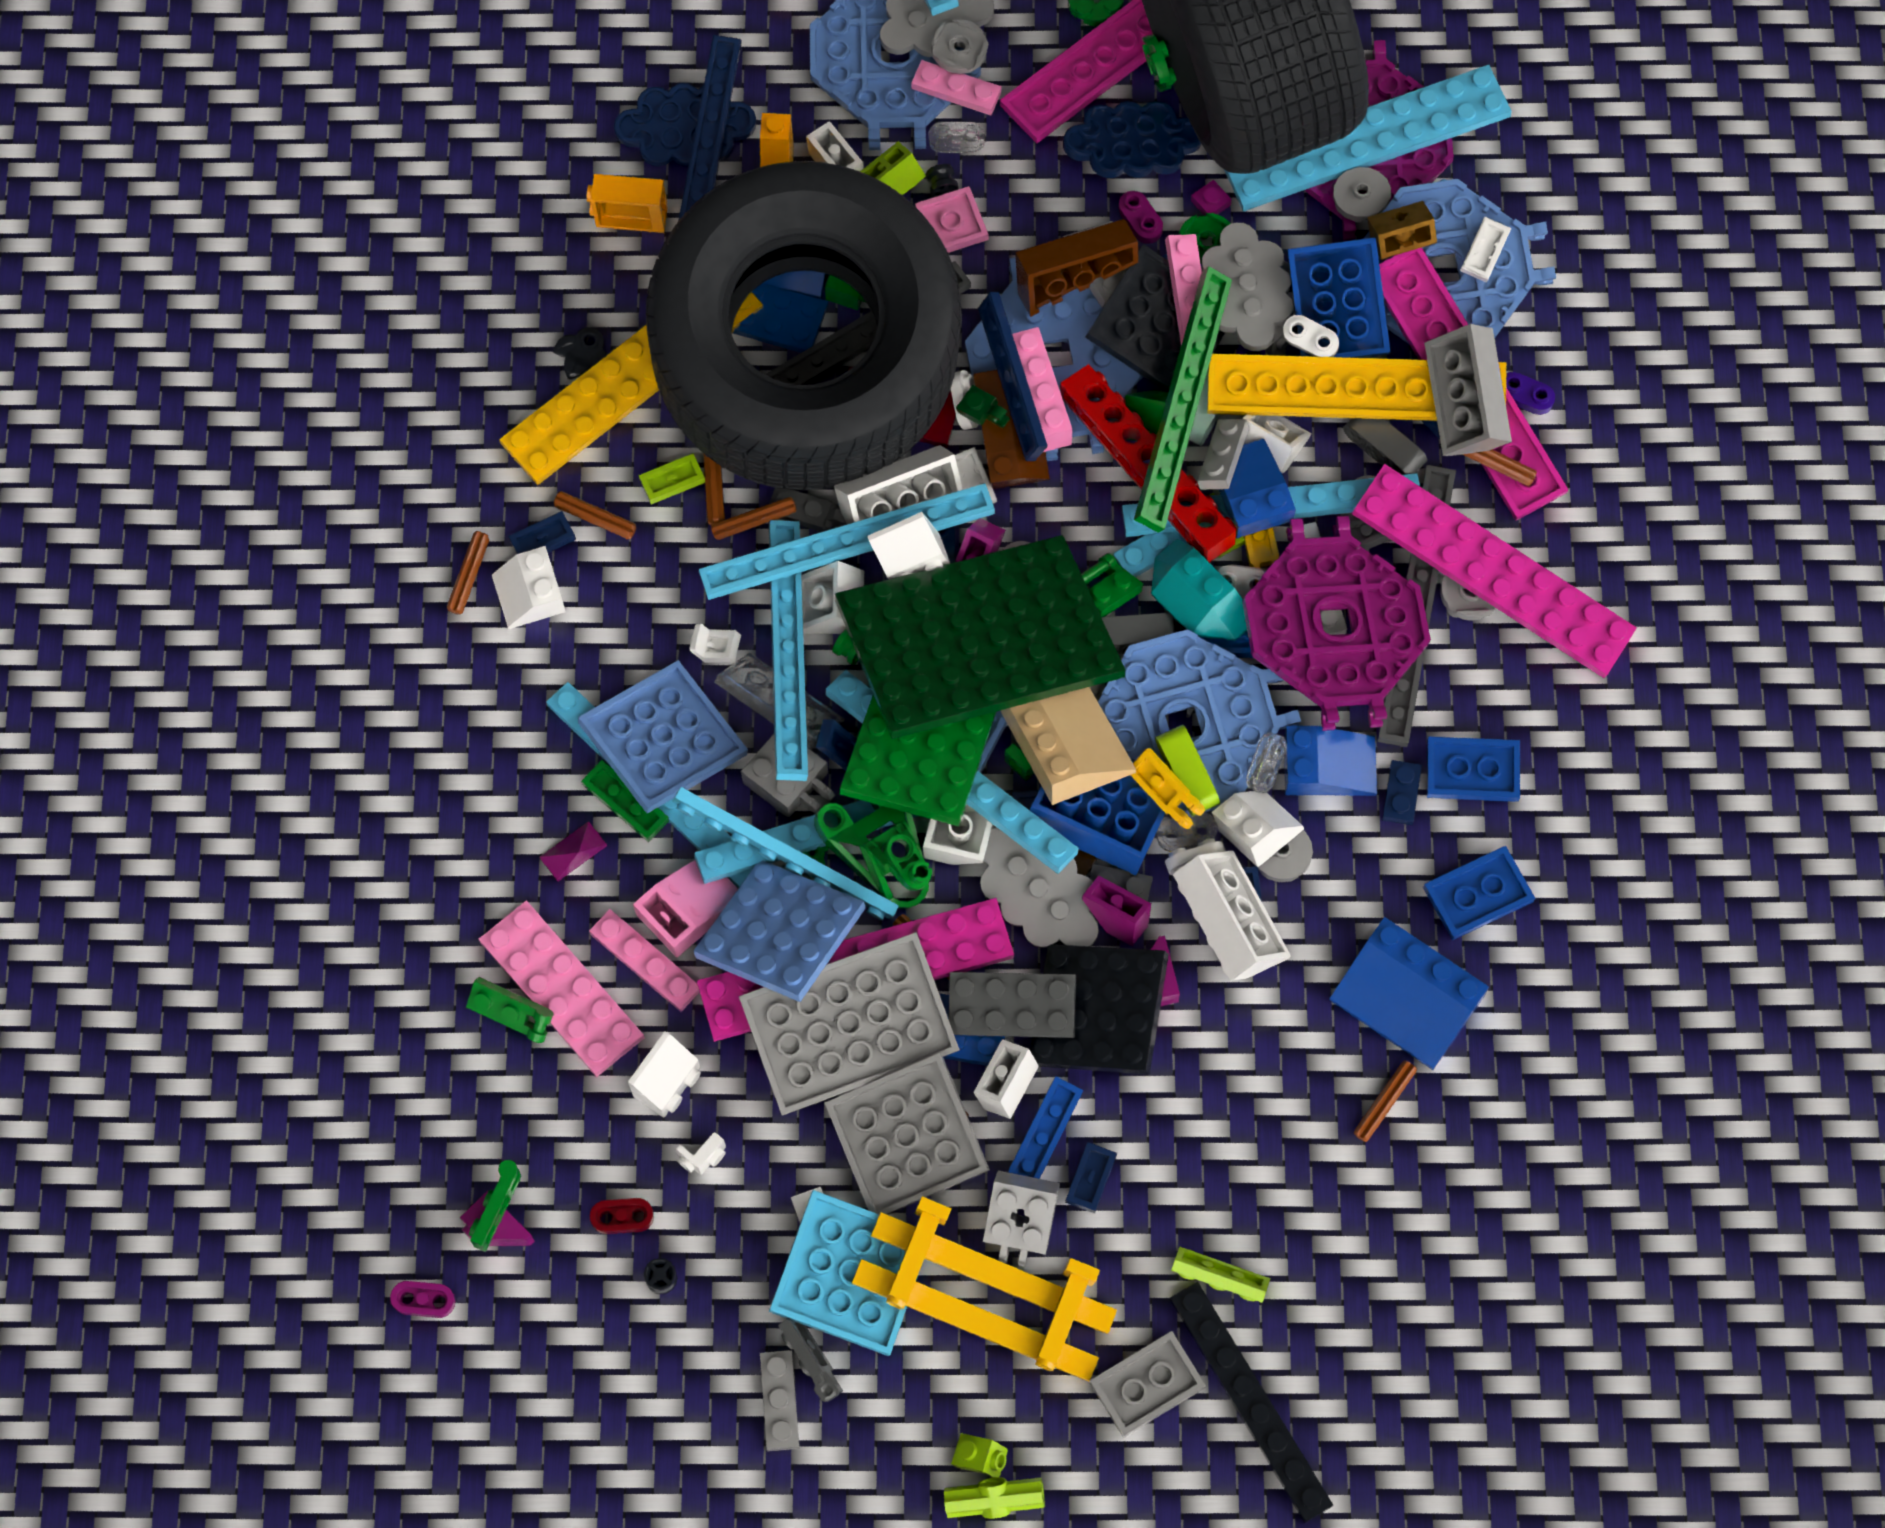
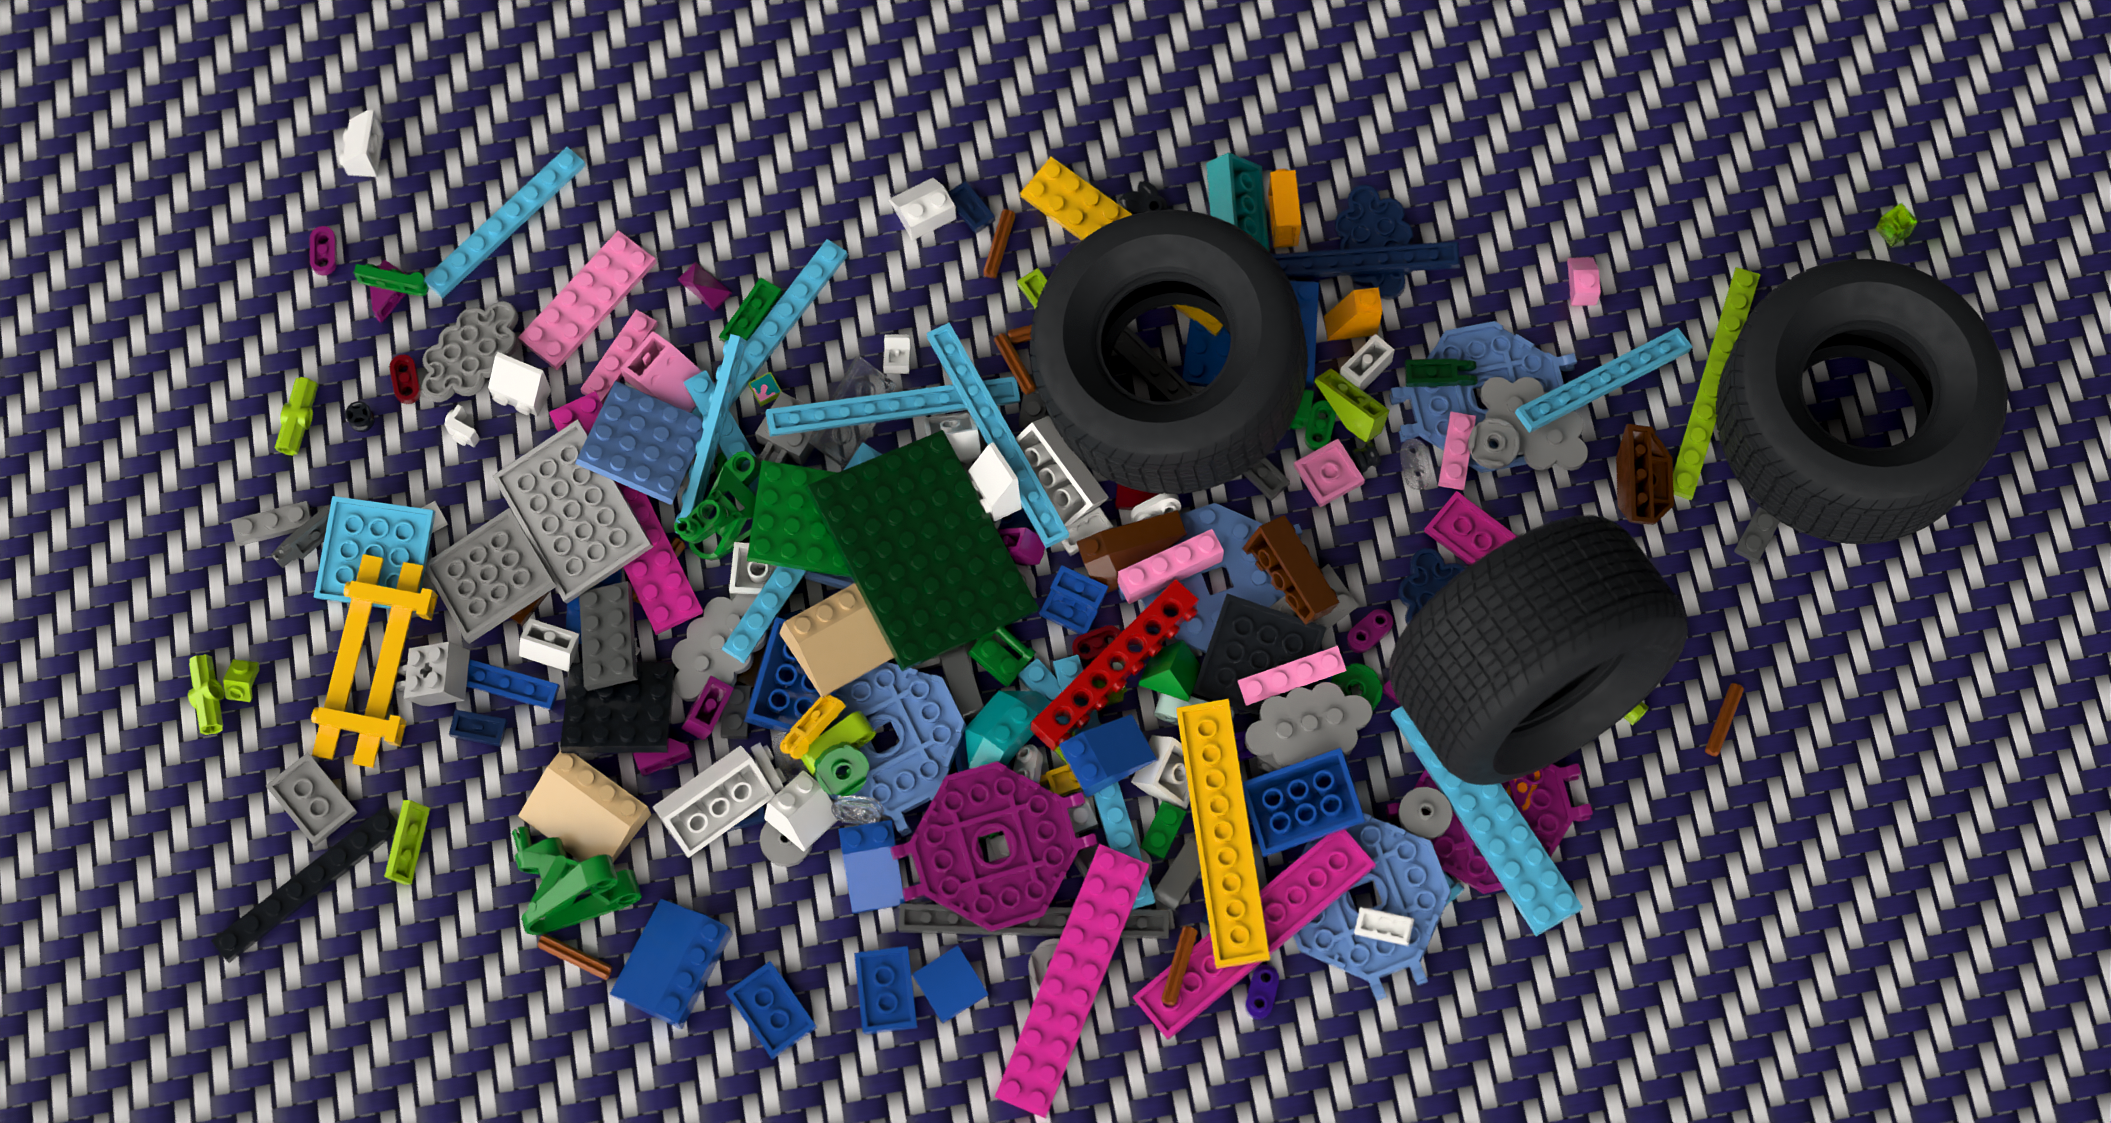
camera: 80 degrees right, 0 degrees up
(289, 1231) = (362, 145): none -> white slope
(432, 1073) = (504, 222): none -> medium azure plate
(468, 573) = (931, 159): dark orange axle -> none
(509, 1009) = (561, 264): green plate -> none
(602, 1133) = (469, 351): none -> light grey plate
(604, 256) = (1238, 194): none -> teal slope
(644, 1353) = (296, 416): none -> lime piece
(662, 736) = (806, 329): medium blue plate -> none
(724, 796) = (765, 389): none -> tile
(836, 742) = (818, 455): dark blue plate -> none
(862, 88) = (1439, 372): none -> dark green hinge
(980, 405) = (1142, 518): dark green plate -> none
(1012, 376) = (1174, 538): dark blue tile -> none
(1054, 502) = (1073, 600): none -> blue slope
(1108, 490) = (1094, 641): none -> dark red plate
(1183, 400) = (1174, 679): green plate -> none
(1212, 756) = (831, 759): none -> green plate
(1215, 1068) = (583, 809): none -> tan slope
(1223, 454) = (1130, 723): light grey plate -> none
(1296, 1098) = (565, 880): none -> green connector
(1311, 335) = (1262, 782): white plate -> none
(1332, 458) = (1163, 830): none -> green plate
(1401, 792) = (856, 933): dark blue plate -> none
(1402, 229) = (1382, 845): pearl gold brick -> none
(1468, 391) = (1229, 925): light grey slope -> none
(1475, 701) = (950, 984): none -> blue slope

